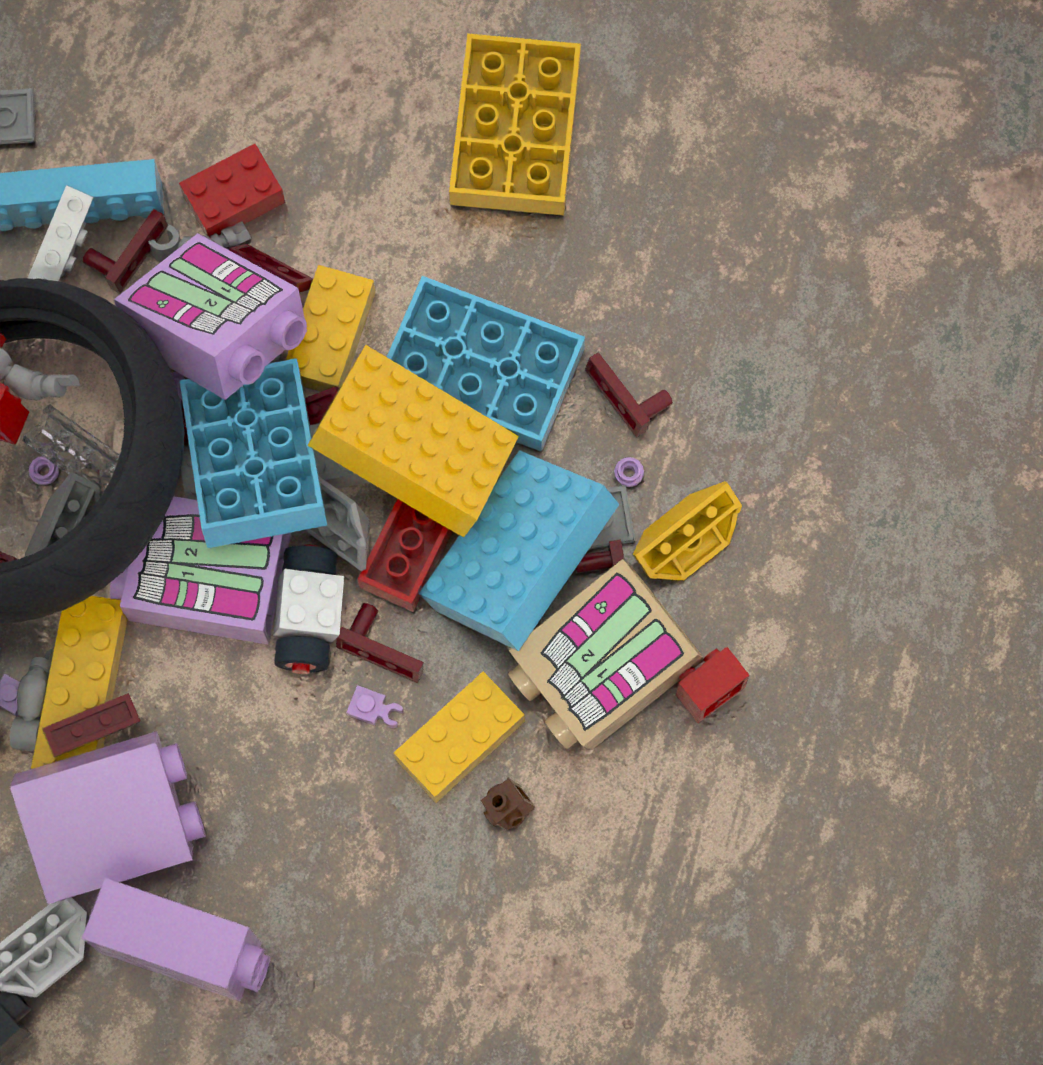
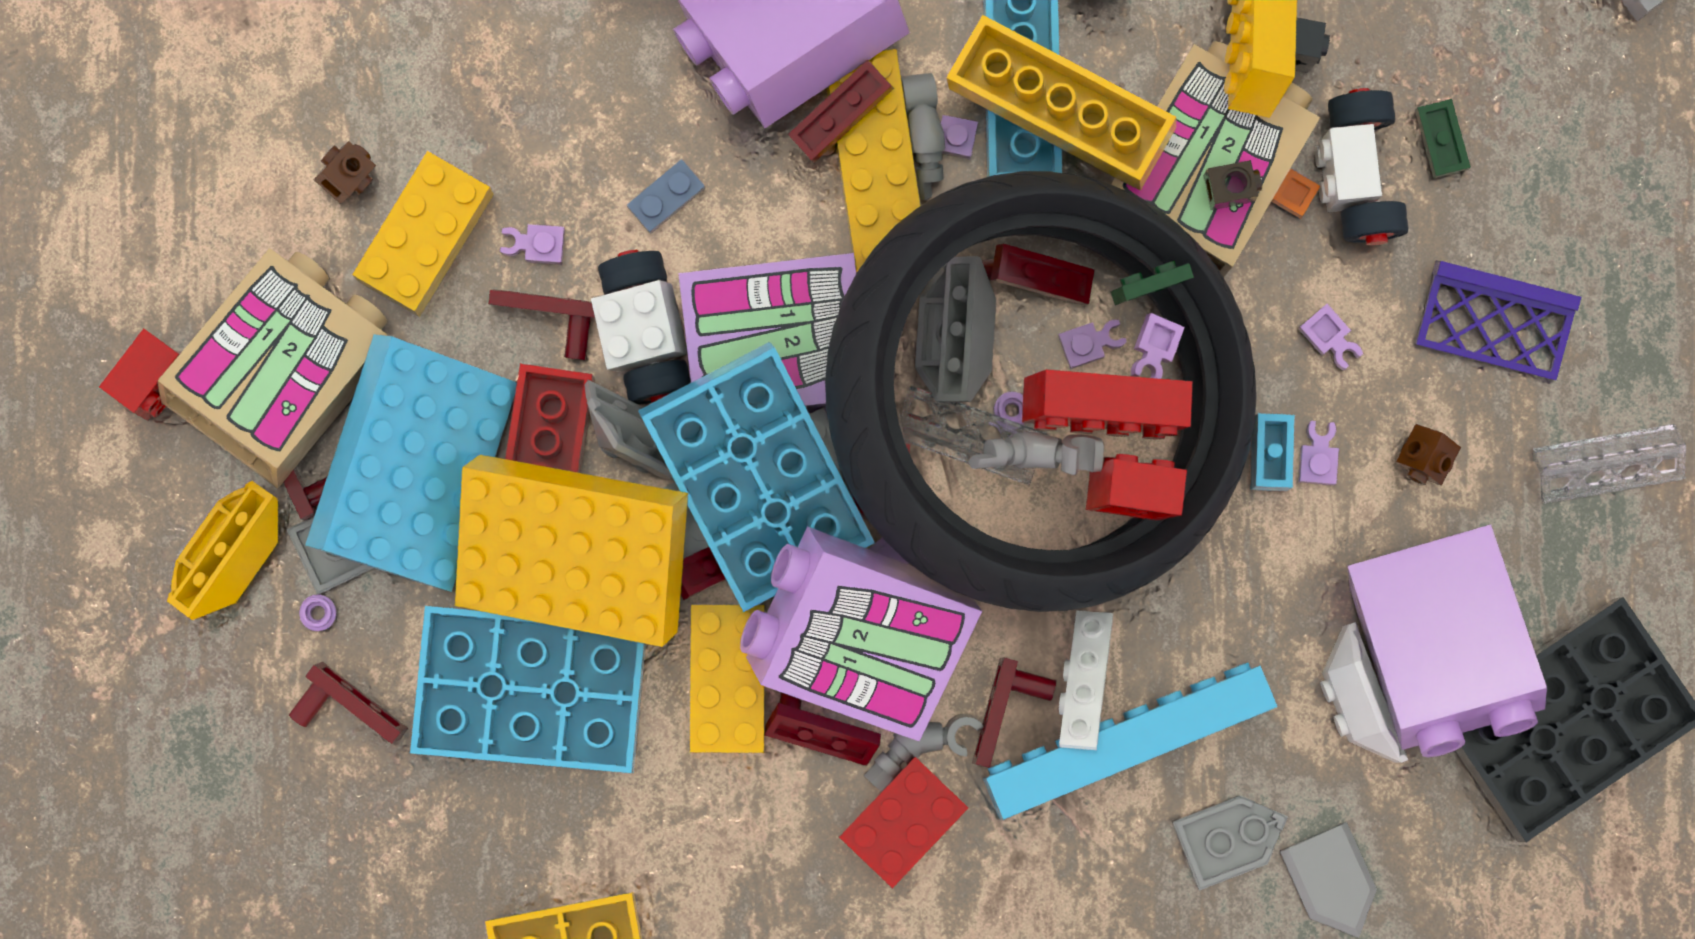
camera: 155 degrees right, 10 degrees up
(257, 715) = (665, 196): none -> sand blue plate

